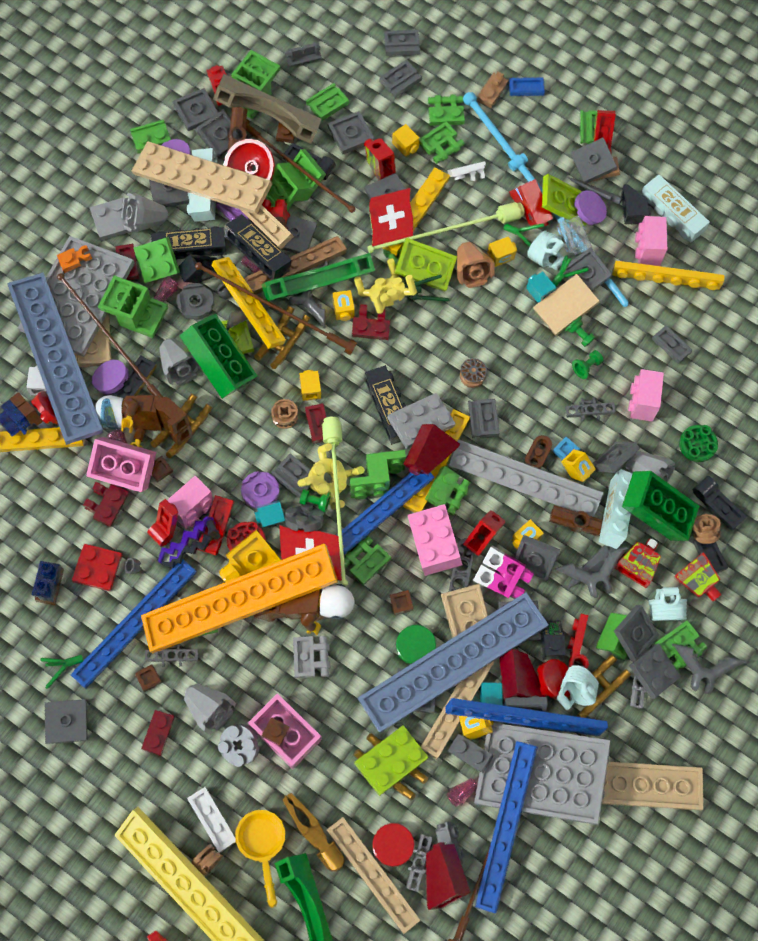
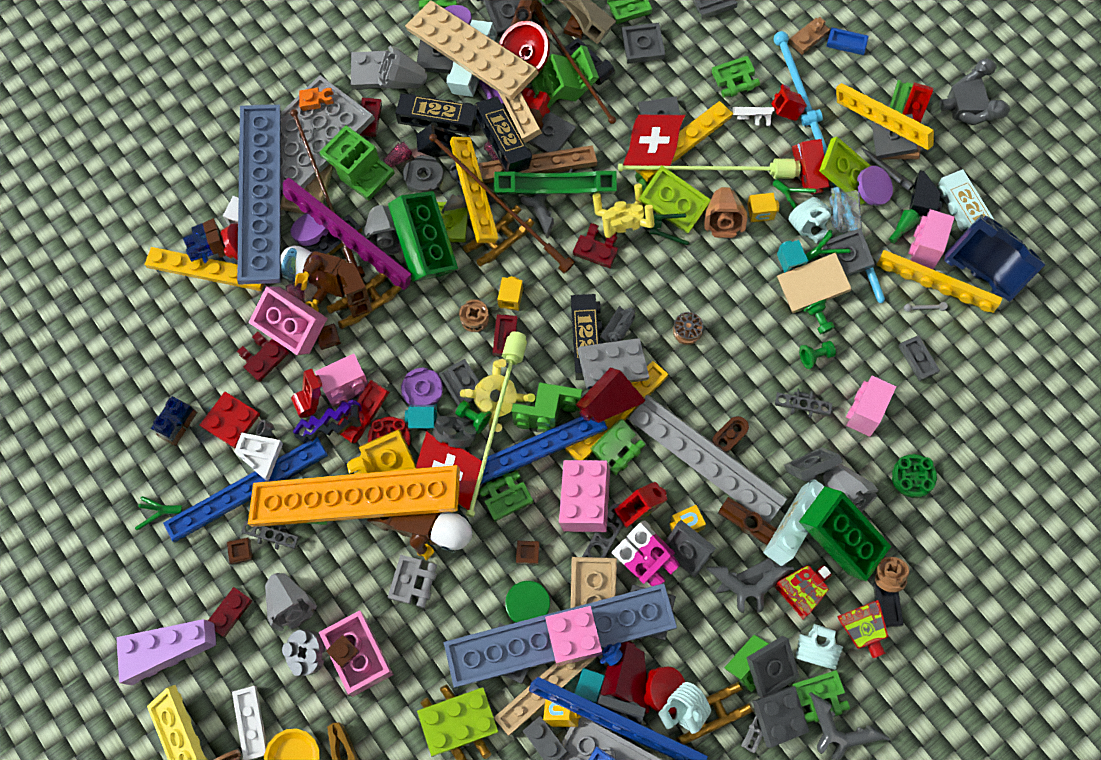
camera: 25 degrees right, 0 degrees up
(66, 721) = (142, 570): dark grey plate -> none
(109, 782) = (154, 650): none -> lavender wedge
(135, 588) = (259, 453): none -> white wing
(147, 372) = (346, 233): none -> magenta plate
(156, 260) = (397, 121): bright green plate -> none
(343, 305) = (574, 219): yellow brick -> none
(378, 153) = (663, 68): red torso -> none
(405, 140) = (698, 65): yellow brick -> none
(413, 386) = (618, 324): none -> dark grey hinge
(452, 114) = (755, 50): bright green plate -> none
(467, 657) = (573, 636): none -> bright pink brick
(483, 418) = (683, 380): dark grey plate -> none
(495, 154) = (788, 103): none -> red brick
(503, 663) = (611, 654): none -> blue plate
(553, 641) = (678, 645): black slope -> none
(564, 448) = (762, 440): dark azure plate -> none
(575, 642) = (702, 656): red plate -> none
(578, 465) = (769, 461): yellow brick -> none
(581, 145) = (885, 116): none -> yellow plate
(627, 229) = (907, 221): none -> green cone
(645, 113) = (969, 98): none -> dark grey torso
(677, 295) = (942, 306): none -> light grey hinge
(709, 242) = (995, 256): none -> dark blue cylinder
(718, 503) = (915, 549): black plate -> none

